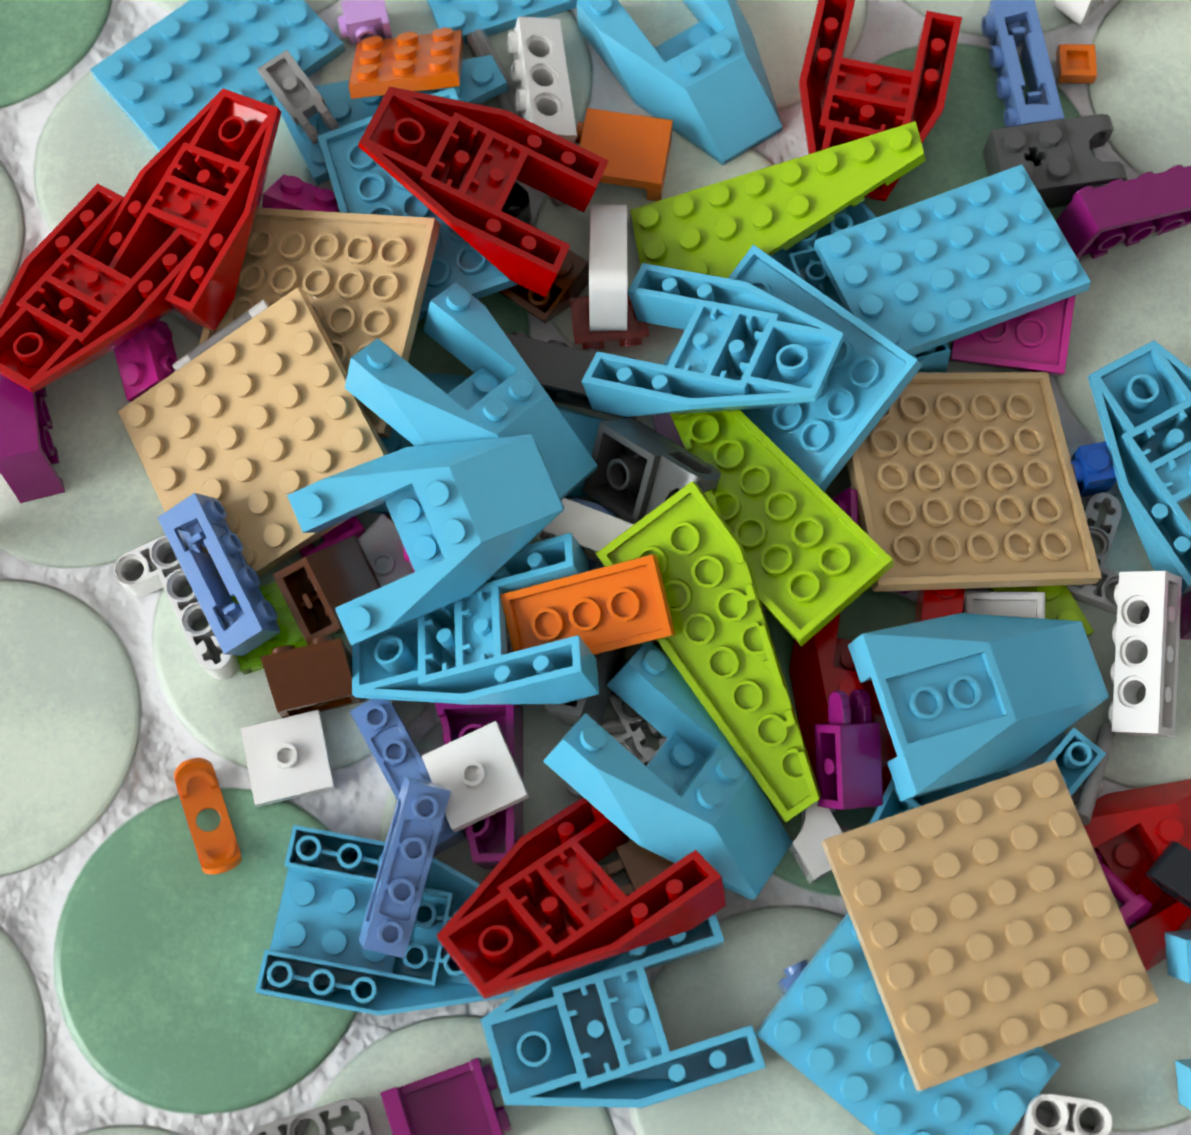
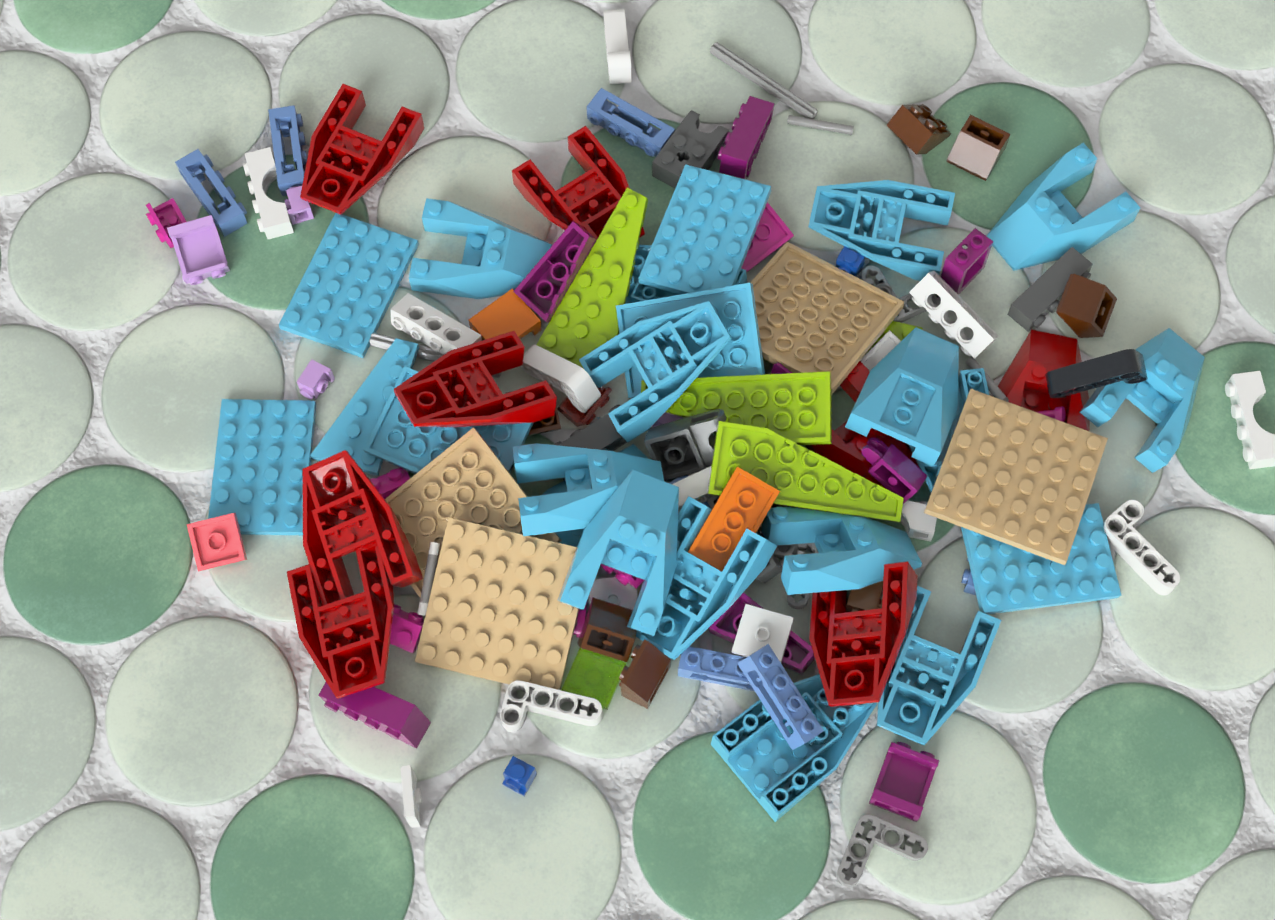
camera: 50 degrees left, 5 degrees down
(70, 641) = (519, 776): none -> blue brick
(80, 88) = (216, 541): none -> coral plate
(201, 791) = (649, 775): orange piece -> none
(219, 574) = (547, 658): medium blue brick -> none
(287, 758) = (669, 720): white plate -> none
(296, 93) = (328, 441): light grey hinge -> none
(407, 63) = (364, 378): orange plate -> none
(737, 143) = (555, 271): none -> magenta wedge
(1076, 63) = (649, 100): orange plate -> none

